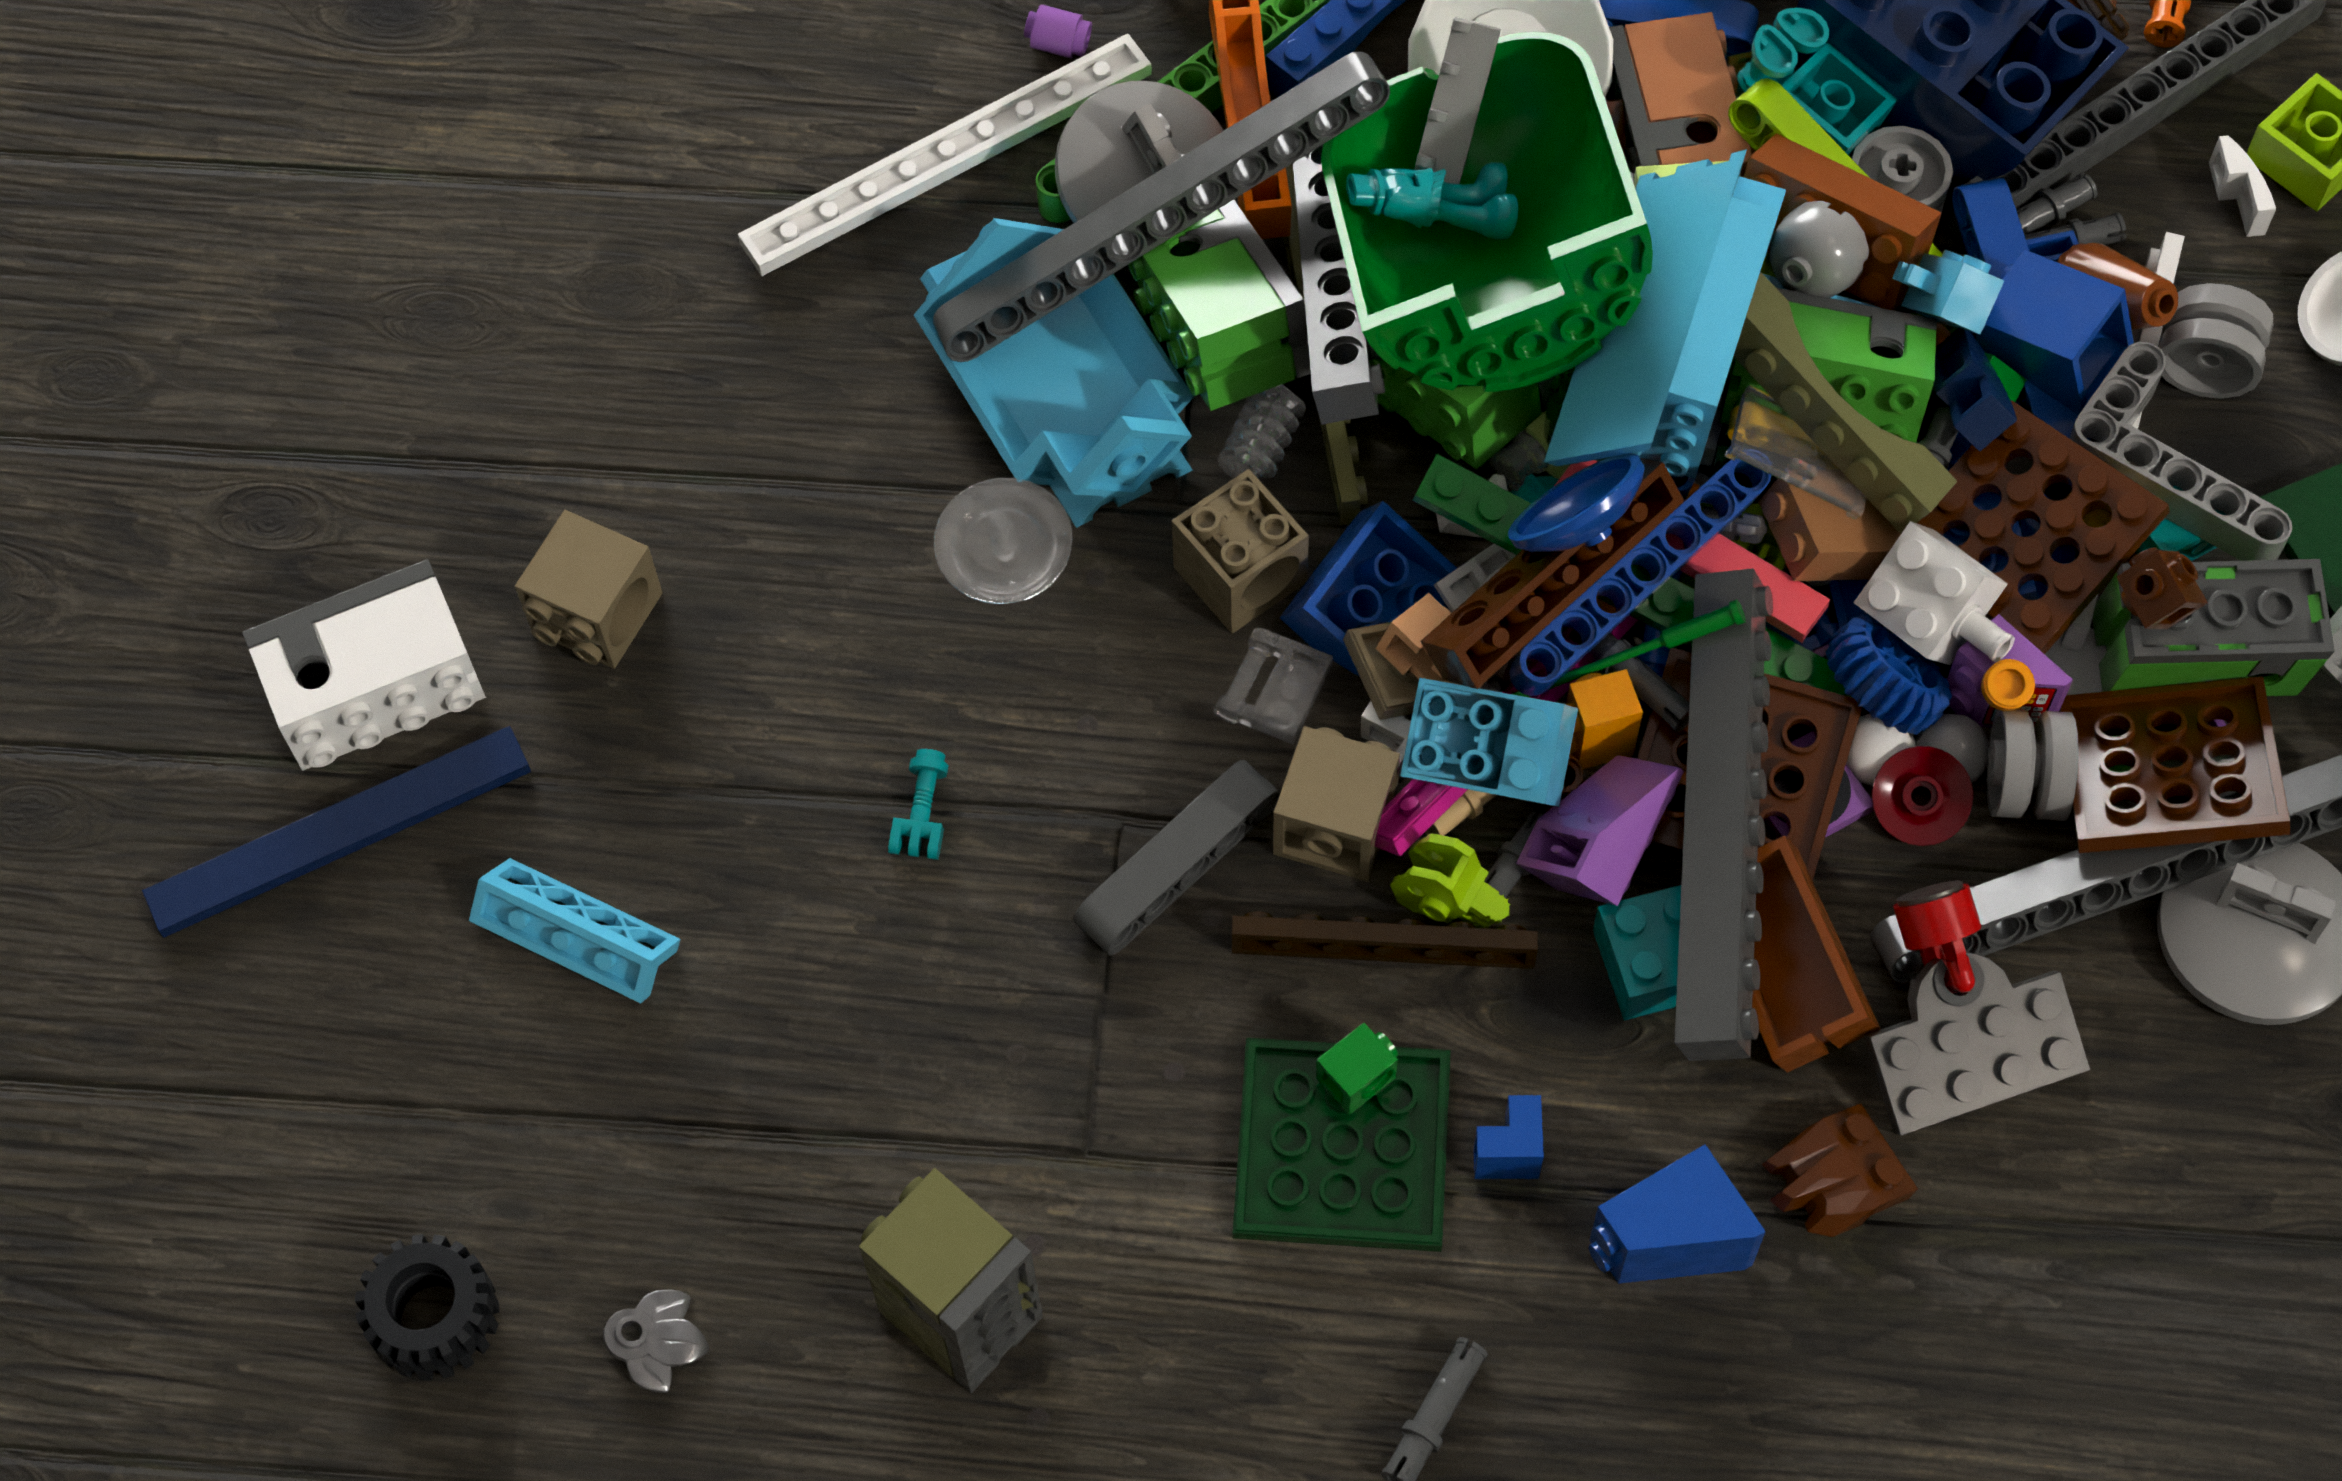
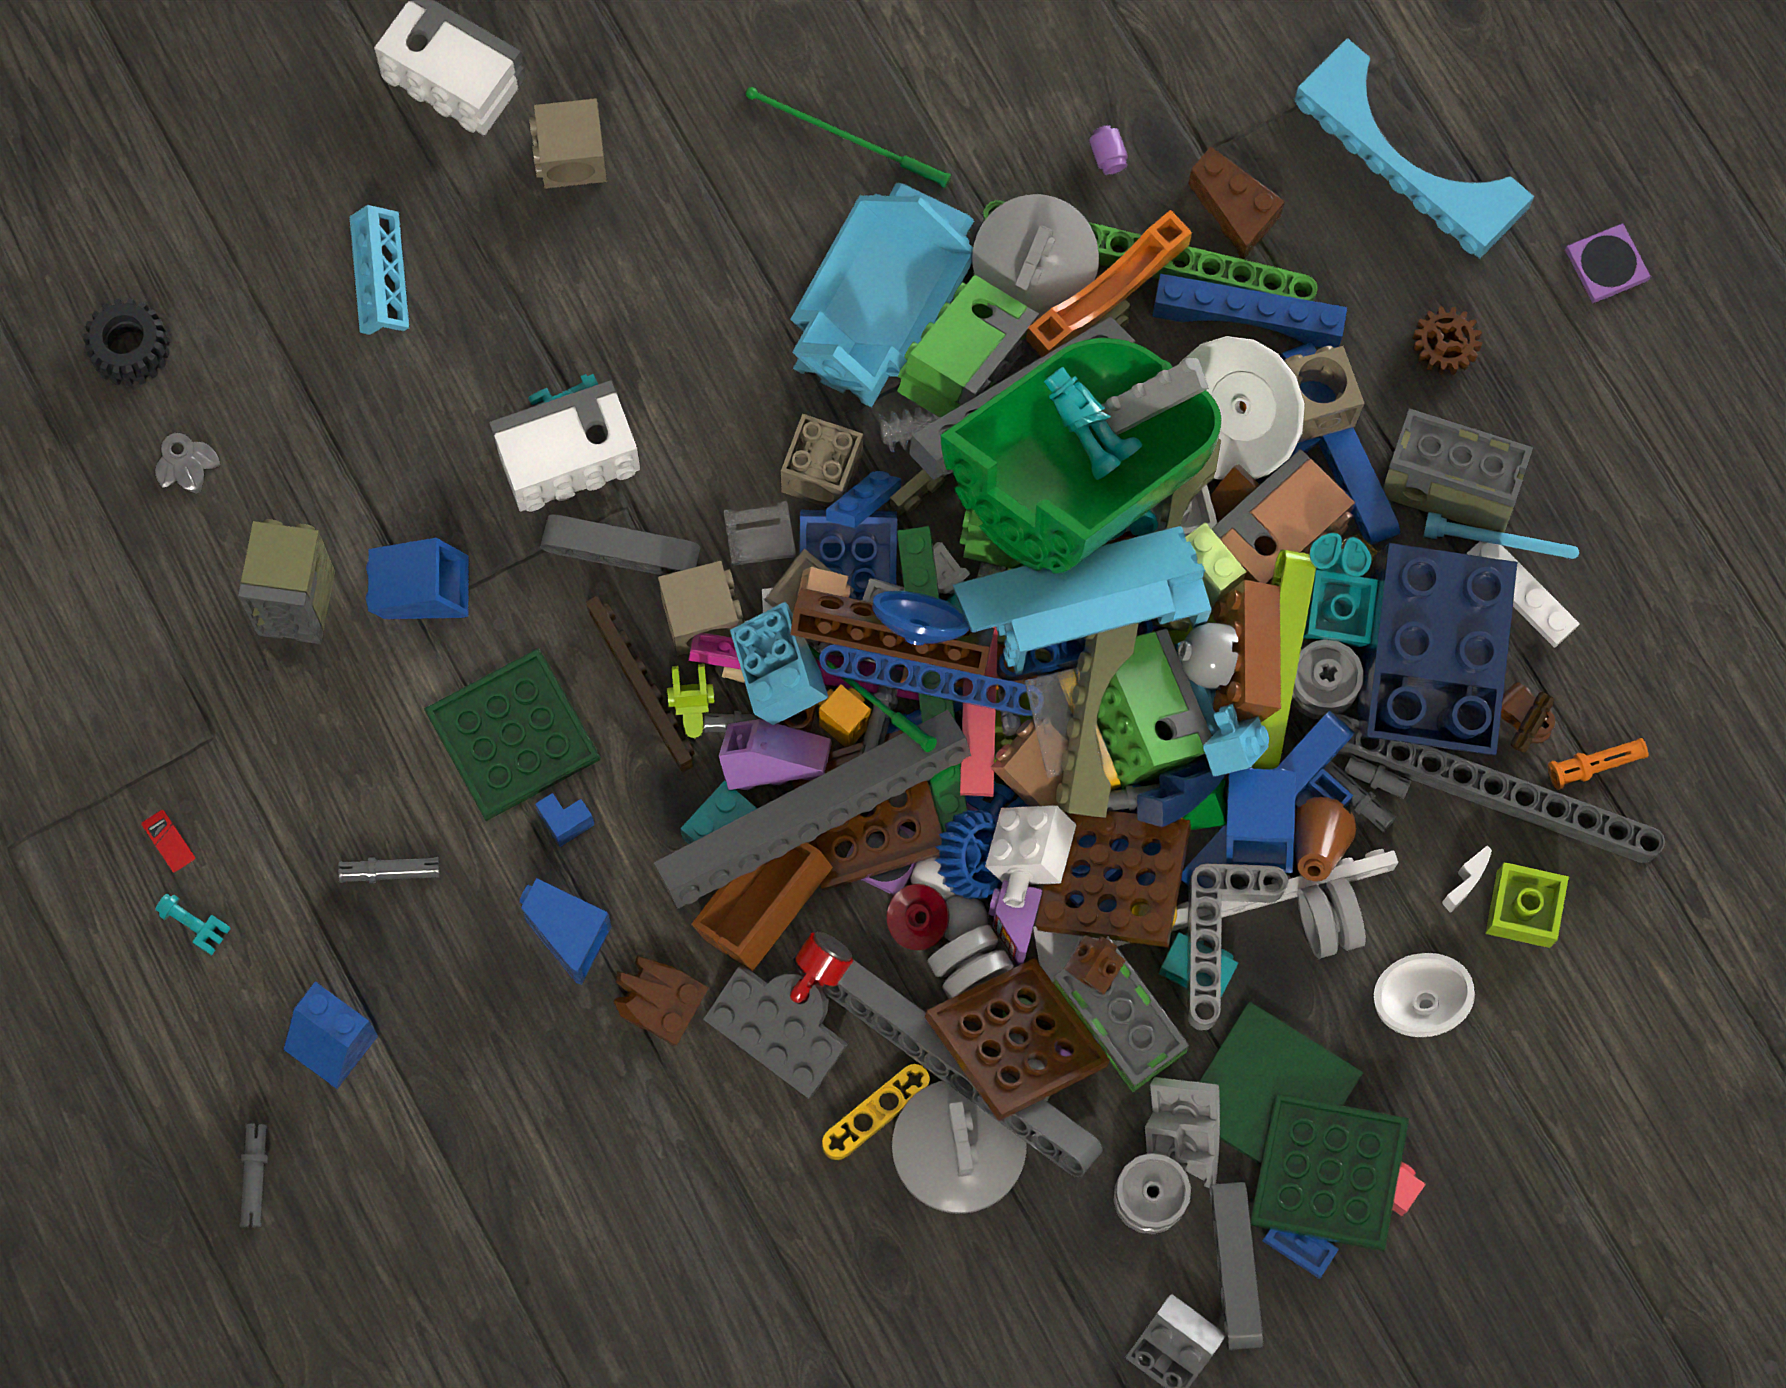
camera: 50 degrees right, 10 degrees up
(335, 831) = (358, 117): dark blue tile -> none
(903, 250) = (905, 161): none -> green piece
(940, 156) = (984, 143): white plate -> none
(999, 834) = (565, 446): none -> white piece
(1003, 540) = (749, 335): clear piece -> none
(1047, 1133) = (418, 581): none -> blue slope
(1161, 206) = (993, 281): dark grey beam -> none
(1330, 532) = (863, 499): none -> blue plate
(1357, 1067) = (551, 713): green brick -> none
(2007, 685) = (995, 918): light orange tile -> none
(2147, 1001) = (875, 1111): none -> yellow beam

